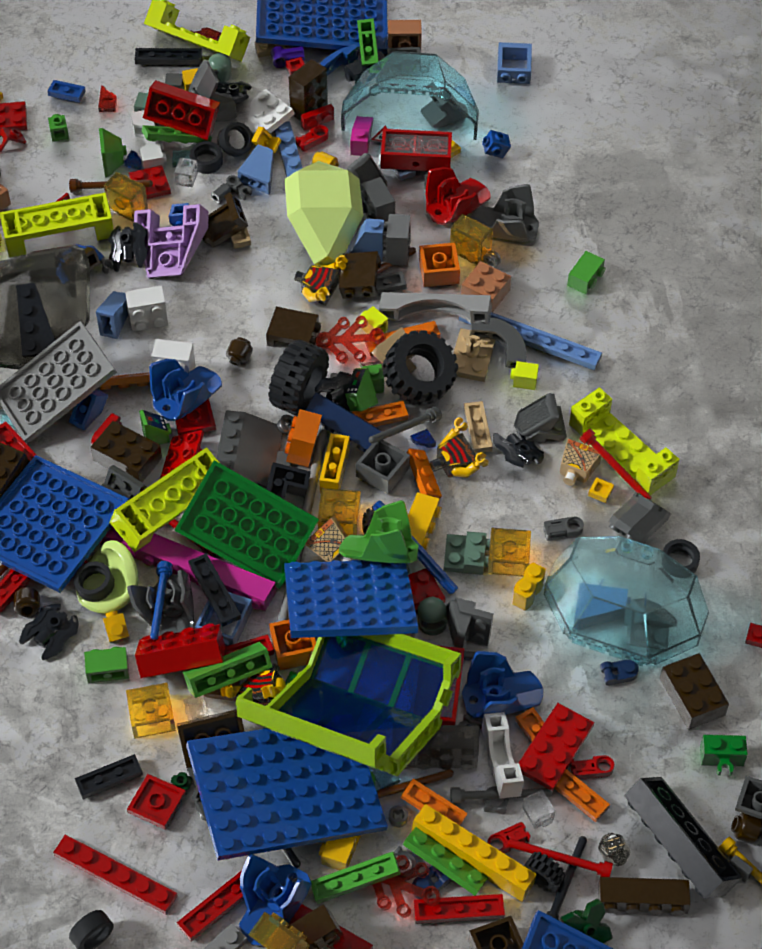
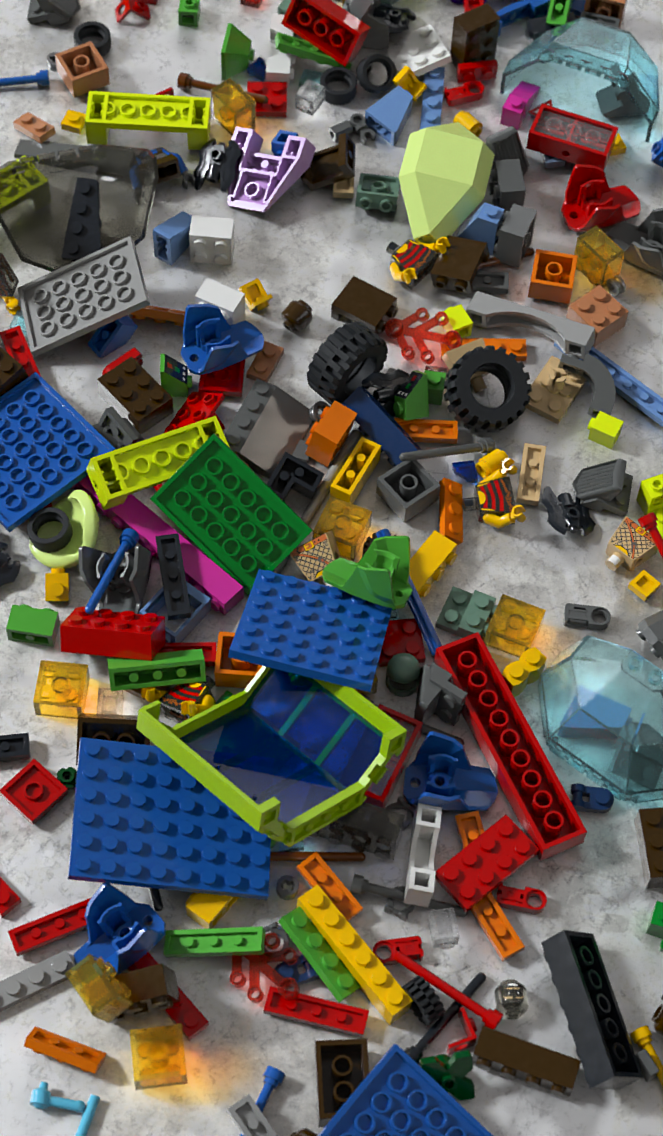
camera: 15 degrees right, 5 degrees up
(200, 343) = (255, 295): none -> yellow bracket
(225, 396) = (265, 362): none -> nougat plate
(271, 234) = (377, 192): none -> sand green plate
(442, 427) = (490, 463): none -> yellow brick
(543, 649) = (511, 748): none -> red brick
(589, 884) = (470, 1028): none -> red bracket

